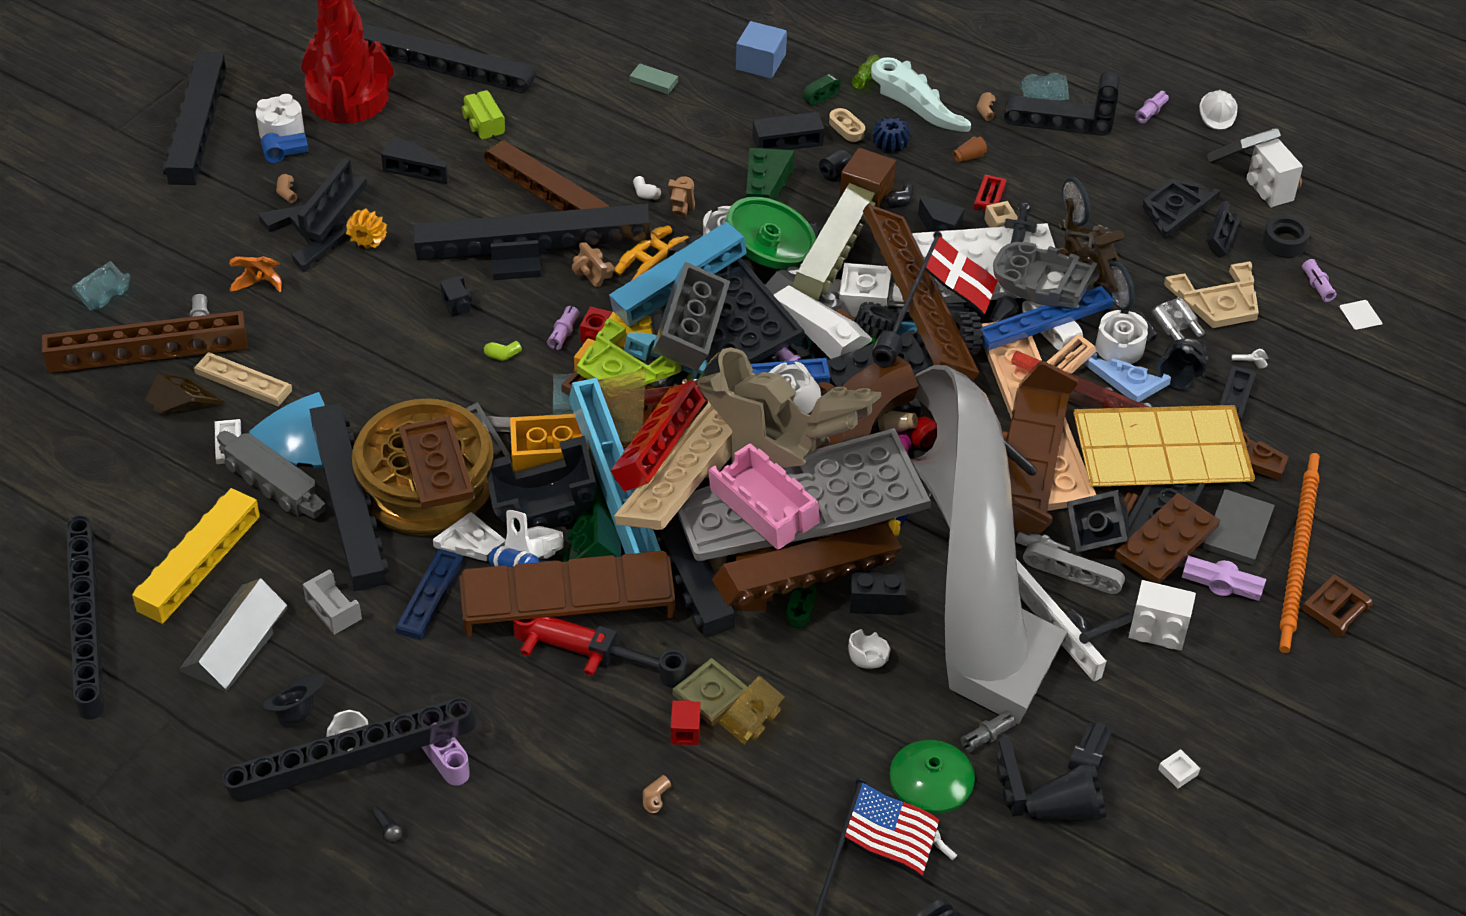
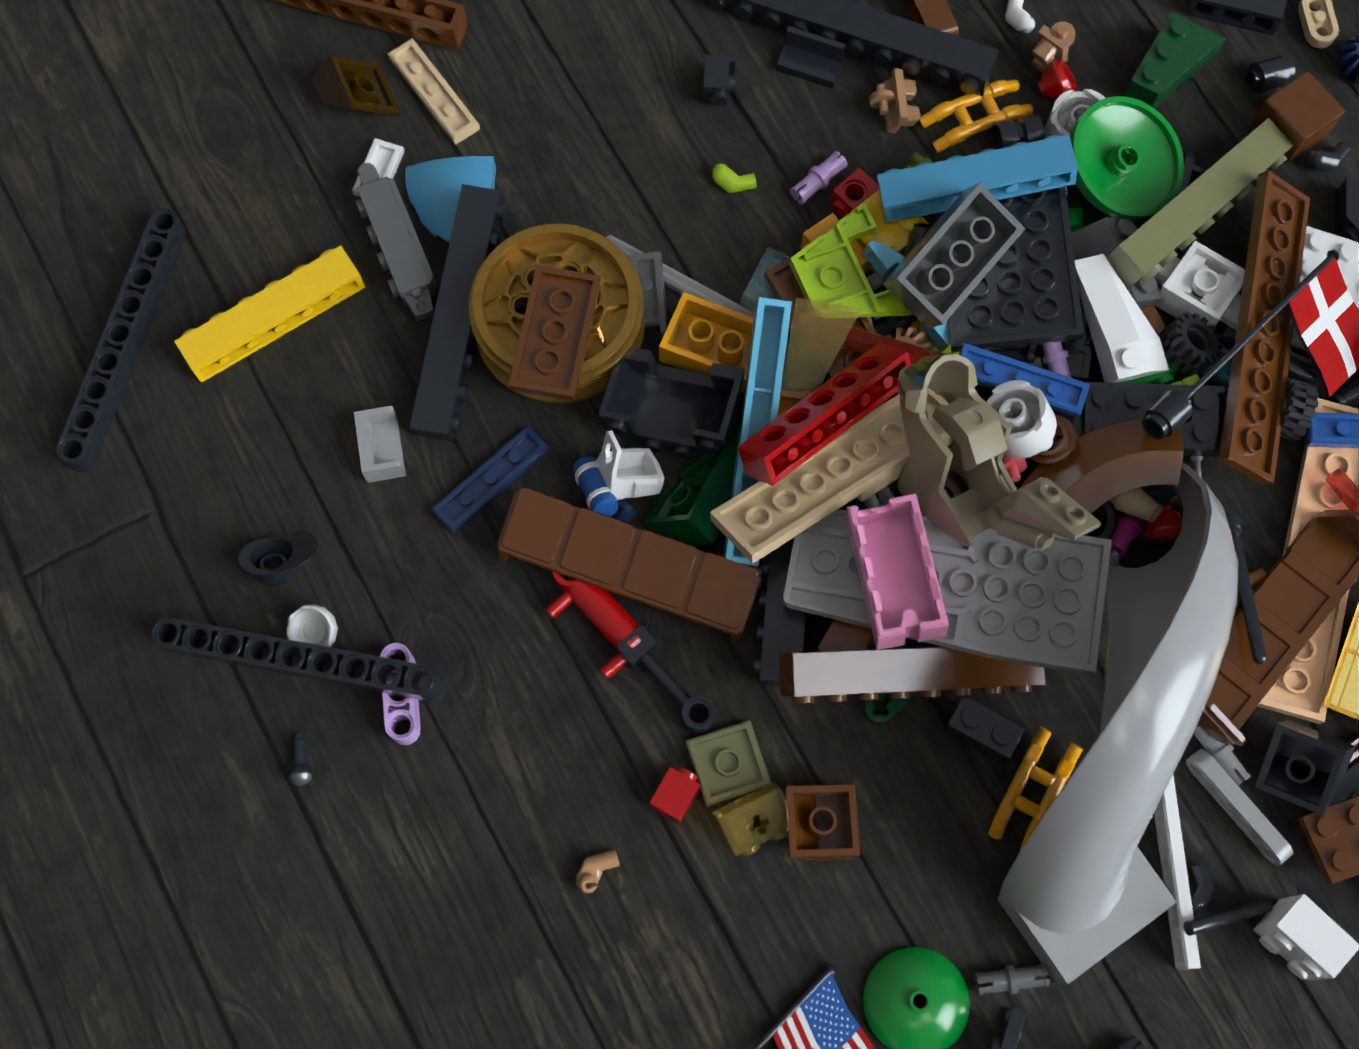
camera: 30 degrees right, 25 degrees up
(235, 636) = (260, 441): slope -> none
(469, 538) = (567, 428): white wing -> none
(694, 214) = (1056, 80): none -> red cone
(804, 686) = (822, 822): none -> reddish brown slope
(868, 651) = (931, 802): white hair -> none
(923, 607) = (1028, 770): none -> light orange piece

